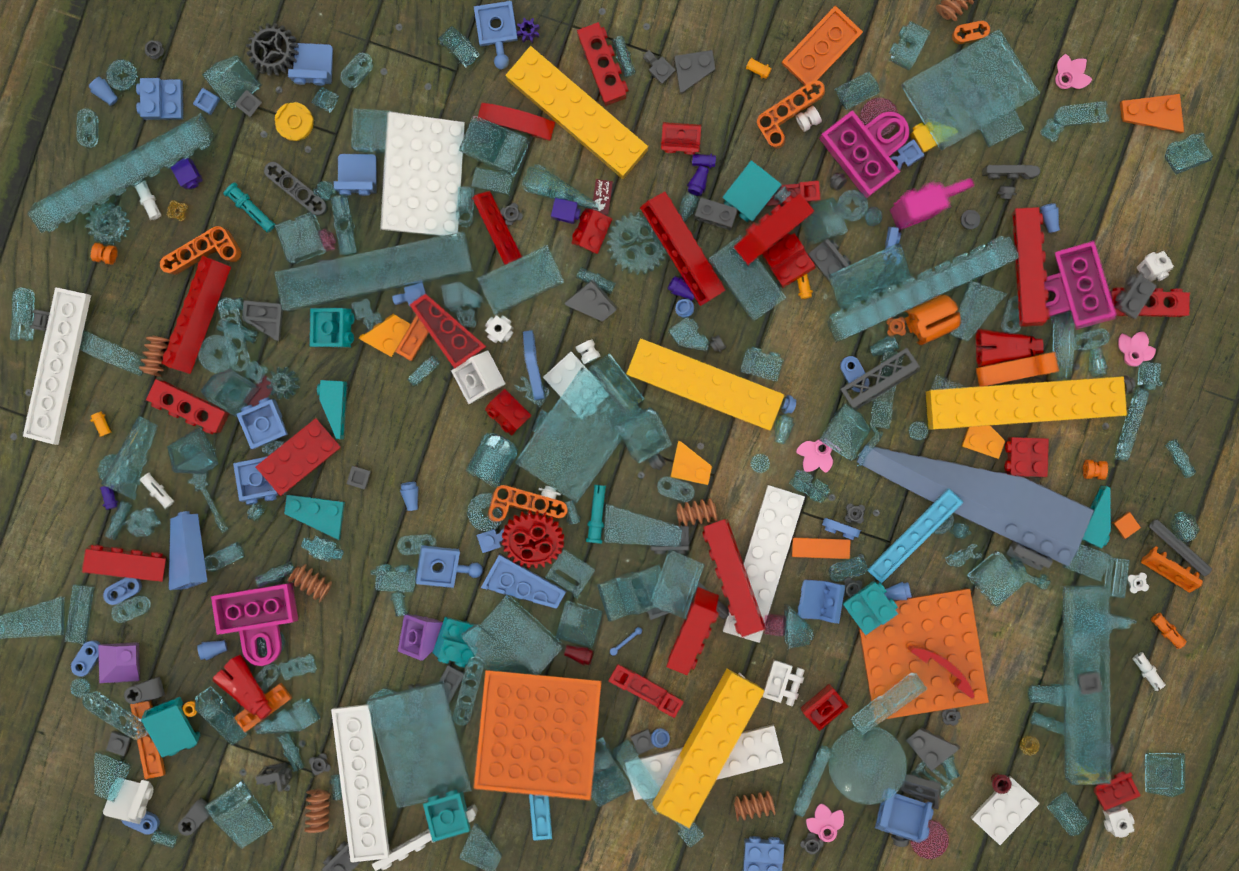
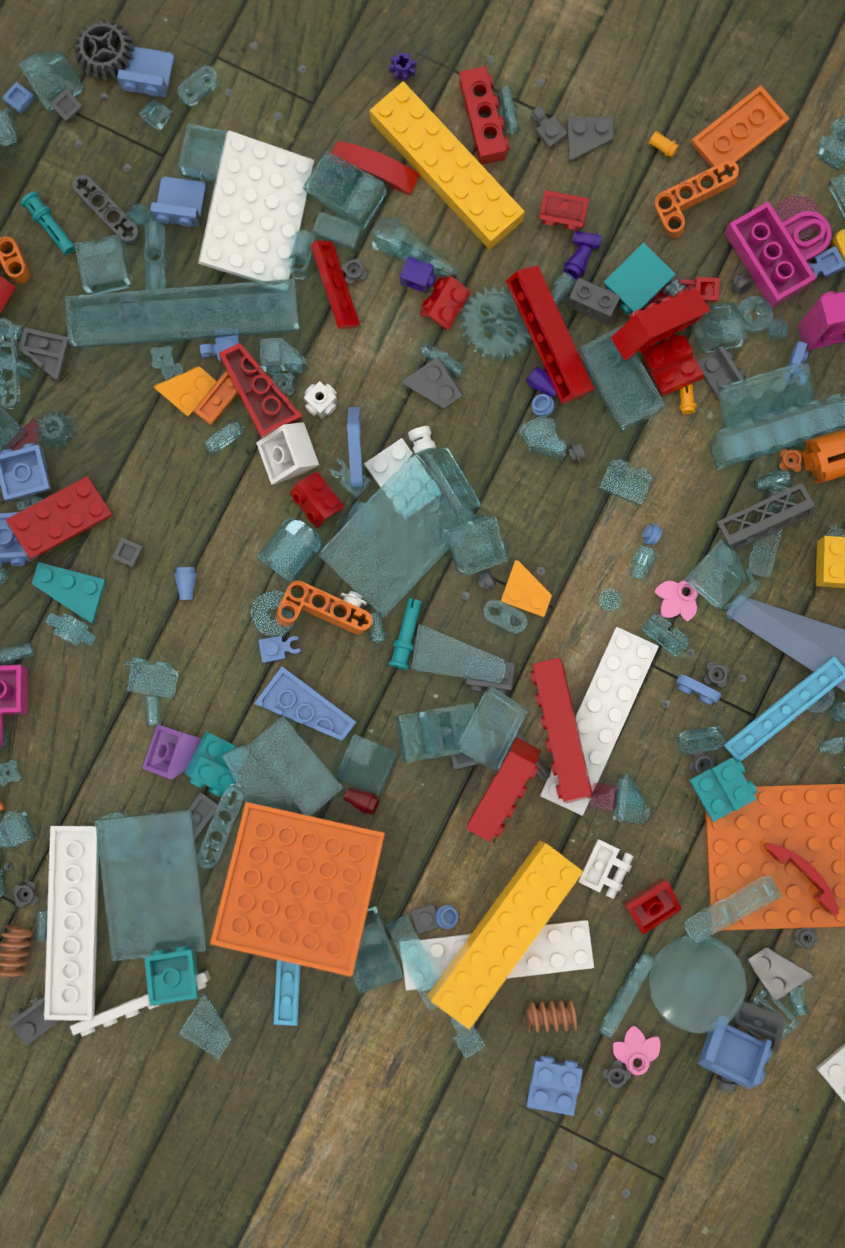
camera: 10 degrees right, 5 degrees down
(250, 373) = (19, 415): clear light blue plate -> none
(294, 121) = (116, 134): yellow tile -> none
(309, 659) = (33, 764): clear light blue plate -> none
(310, 581) = (48, 669): nougat piece -> none
(328, 239) = (134, 271): clear pink plate -> none
(331, 327) = (122, 372): teal plate -> none
(334, 404) = (112, 455): teal slope -> none
(416, 542) = (185, 641): clear light blue plate -> none
(446, 576) = (216, 682): medium blue plate -> none
(459, 46) = (320, 74): clear light blue slope -> none
(505, 33) = (374, 67): medium blue plate -> none
(520, 280) = (354, 346): clear light blue brick -> none
(533, 539) = (319, 633): red gear -> none
(574, 568) = (369, 694): clear light blue plate -> none
(602, 195) = (464, 263): dark red sticker -> none
(613, 651) = (405, 802): medium blue hinge -> none
(646, 690) = (437, 855): red slope -> none
(696, 512) = (526, 646): nougat piece -> none
(705, 384) = (555, 497): yellow brick -> none
(808, 118) = (716, 207): white wheel -> none
(821, 548) = (670, 711): orange tile -> none
(821, 600) = (664, 773): medium blue bracket -> none
(852, 374) = (730, 508): medium blue plate -> none
(857, 90) = (775, 185): clear light blue slope -> none
(898, 592) = (760, 775): medium blue cone -> none
(918, 430) = (803, 586): clear light blue plate -> none
(935, 843) = (767, 1095): clear pink tile -> none

